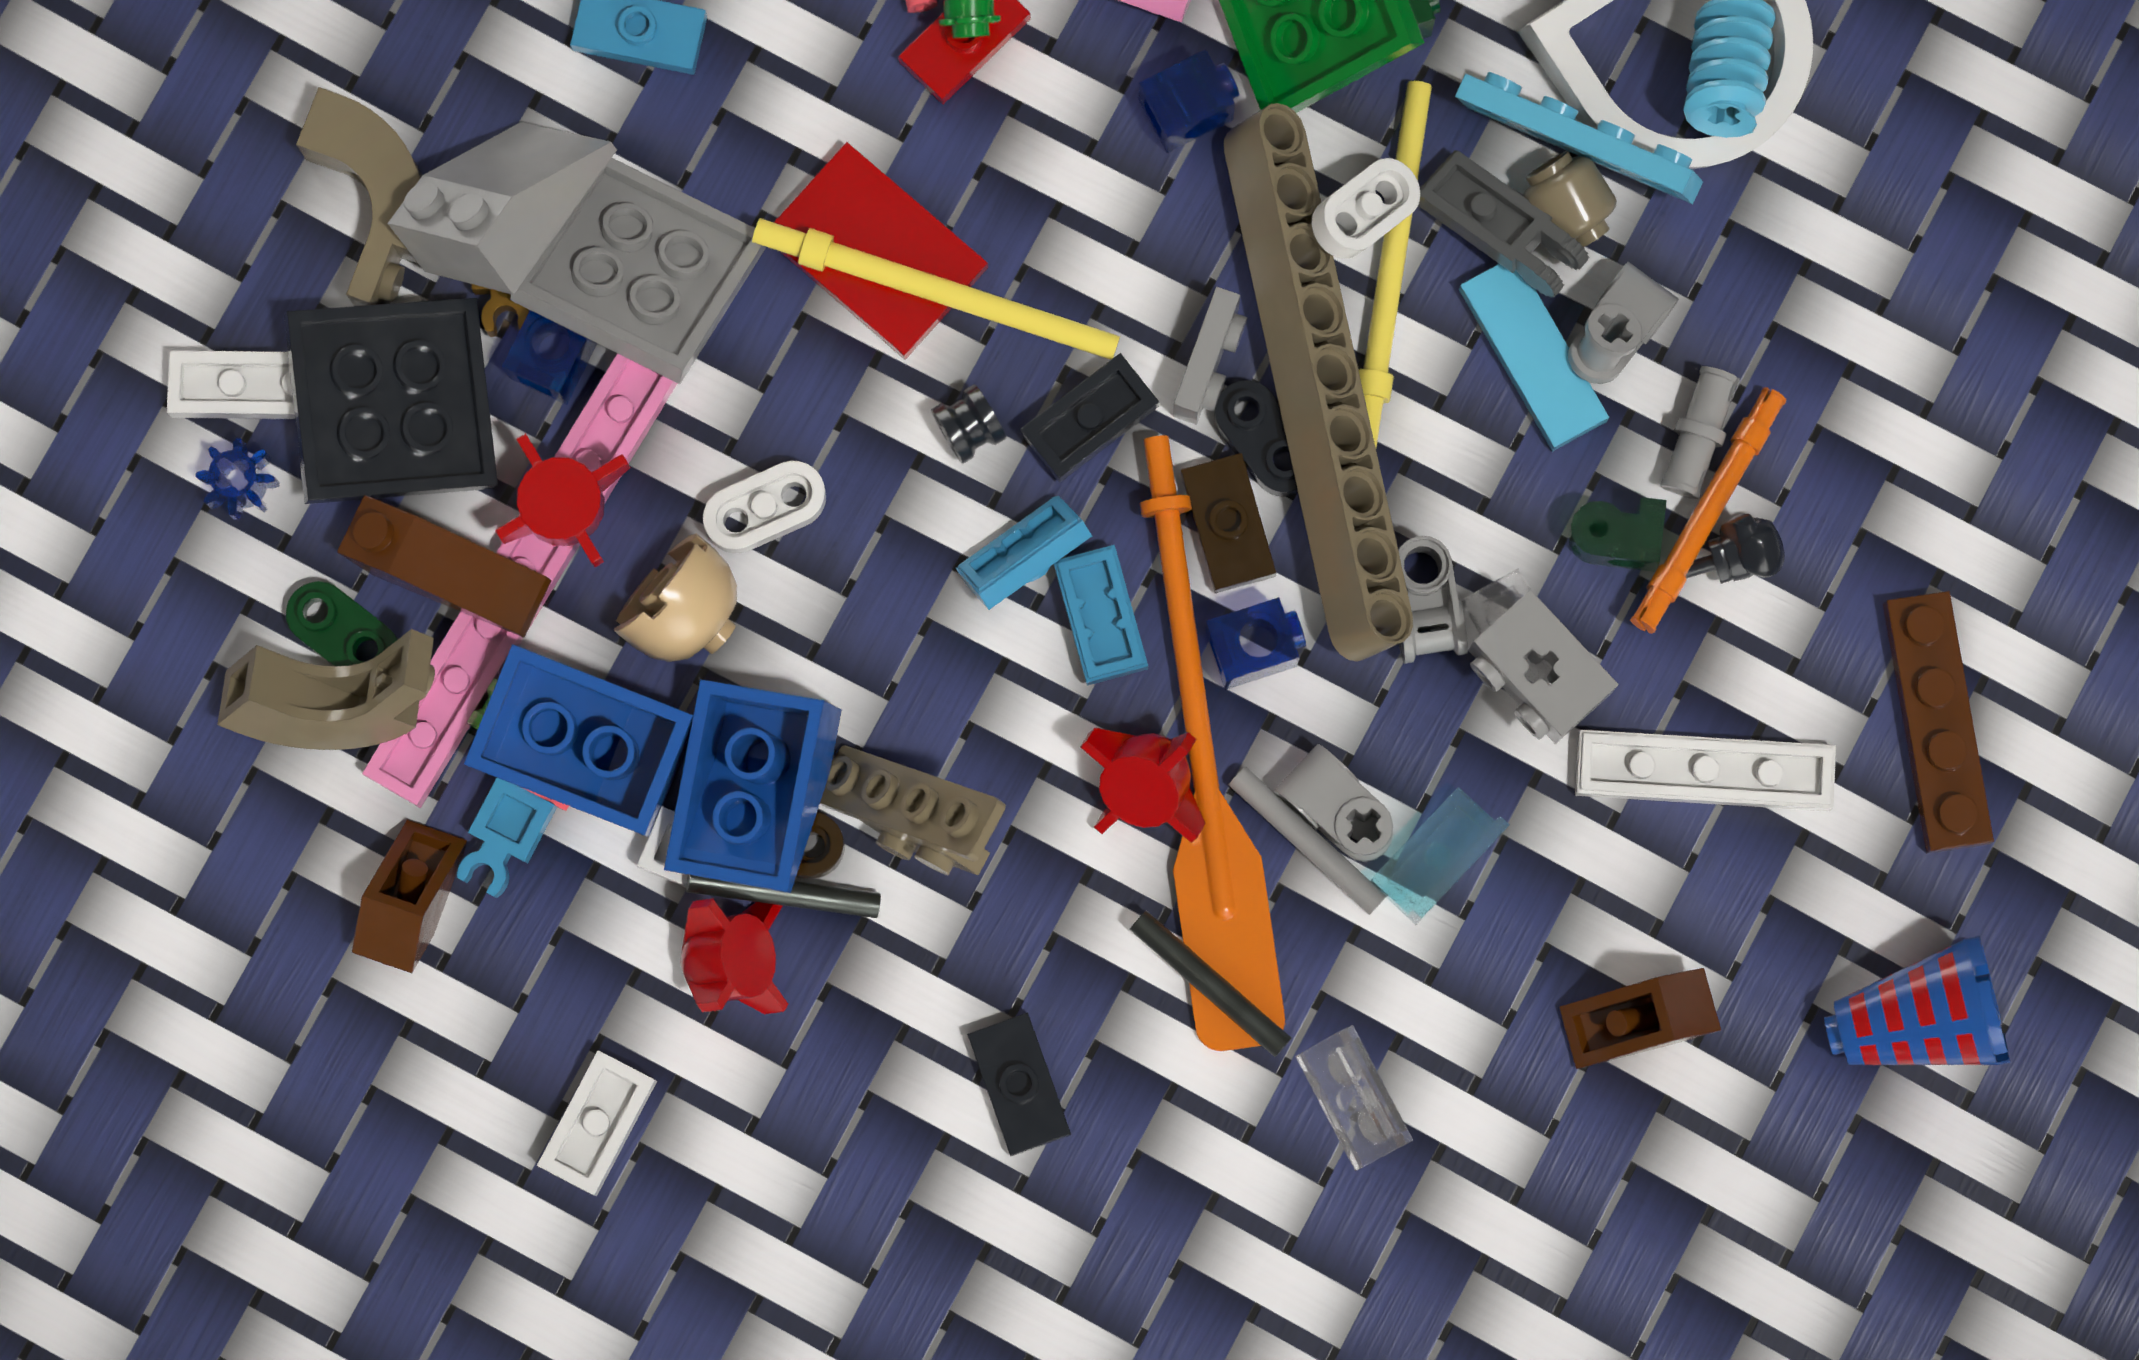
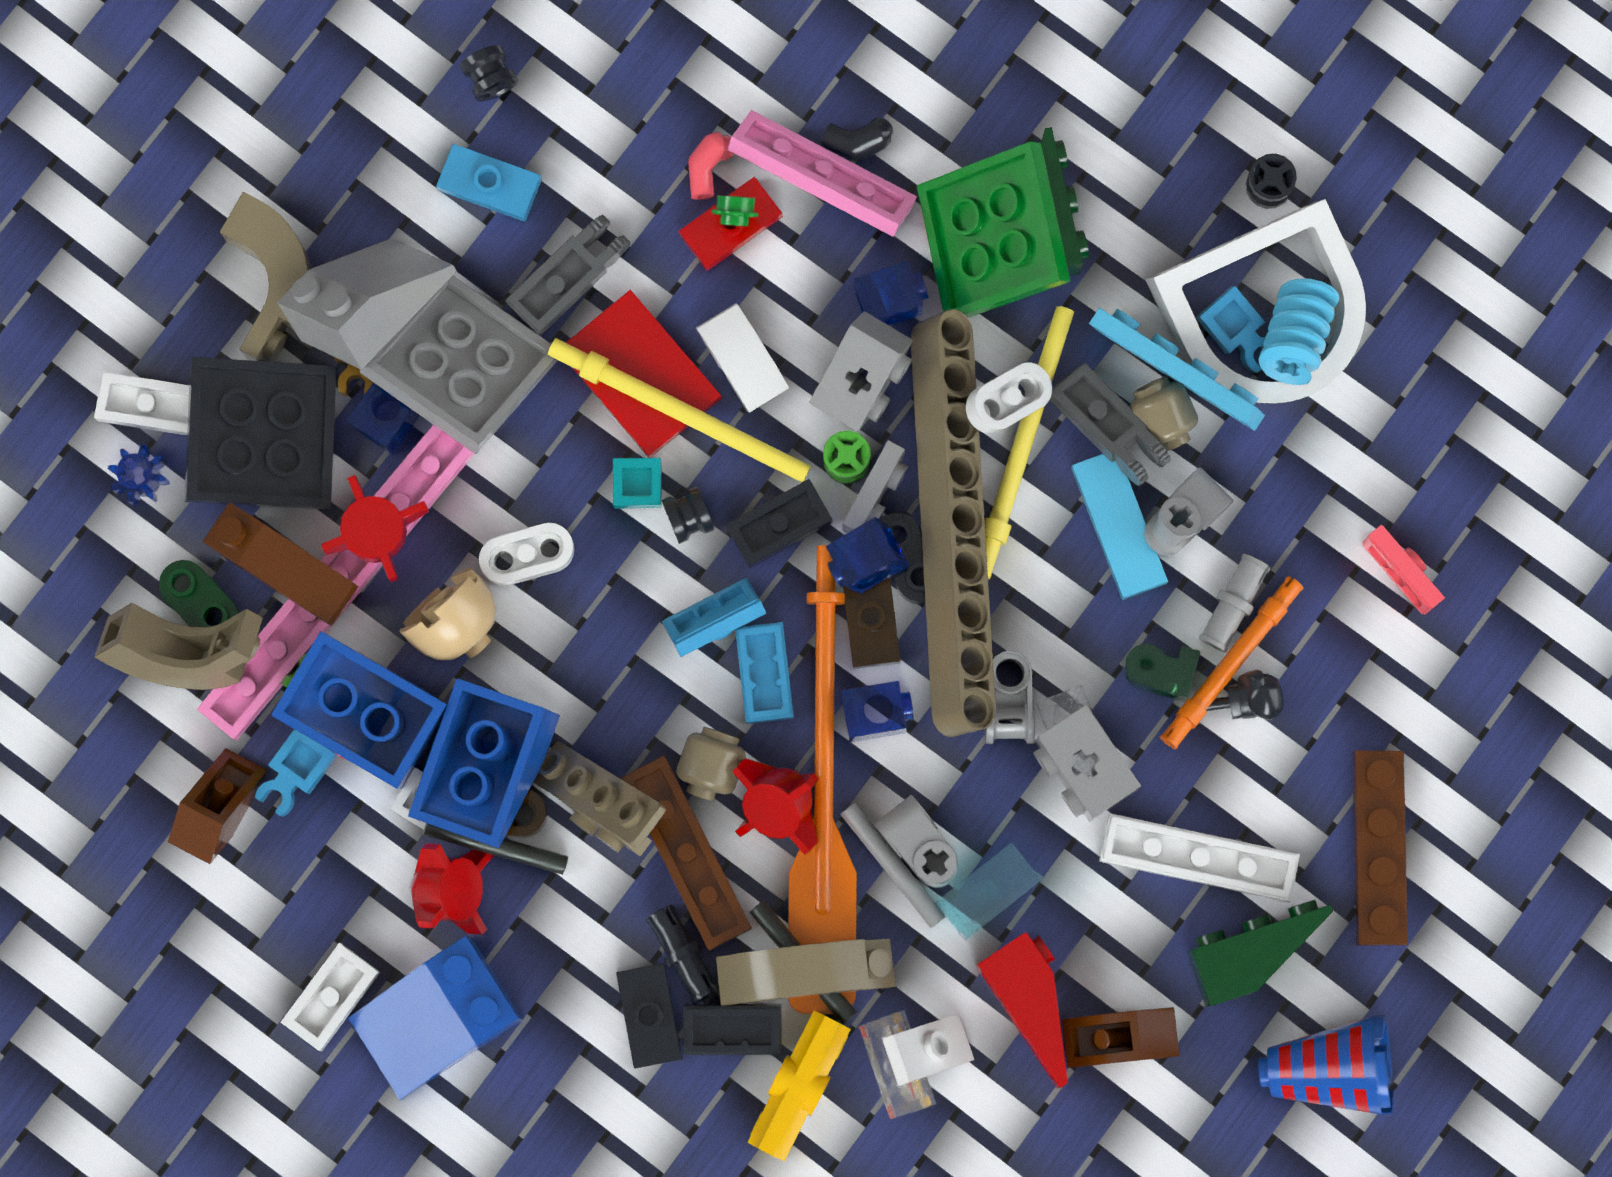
camera: 10 degrees right, 0 degrees up
(738, 1129) = (435, 1017): none -> slope
(758, 139) = (565, 277): none -> dark grey hinge
(895, 392) = (637, 483): none -> teal plate
(1007, 209) = (742, 357): none -> white slope
(1044, 873) = (690, 857): none -> reddish brown plate
(1047, 742) = (709, 763): none -> dark tan head
(1051, 997) = (682, 954): none -> black pin
(1131, 1085) = (732, 1029): none -> black plate
(1146, 229) = (866, 346): none -> light grey brick
(1170, 307) = (847, 445): none -> bright green wheel
(1211, 442) = (865, 556): none -> clear blue brick
(1214, 993) = (805, 971): none -> dark tan arch
(1230, 1144) = (798, 1086): none -> yellow piece
(1392, 1070) = (928, 1049): none -> white plate
(1510, 980) = (1027, 993): none -> red slope
(1642, 72) = (1233, 324): none -> dark azure plate
(1789, 893) = (1245, 961): none -> dark green slope
(1913, 355) = (1404, 569): none -> coral plate

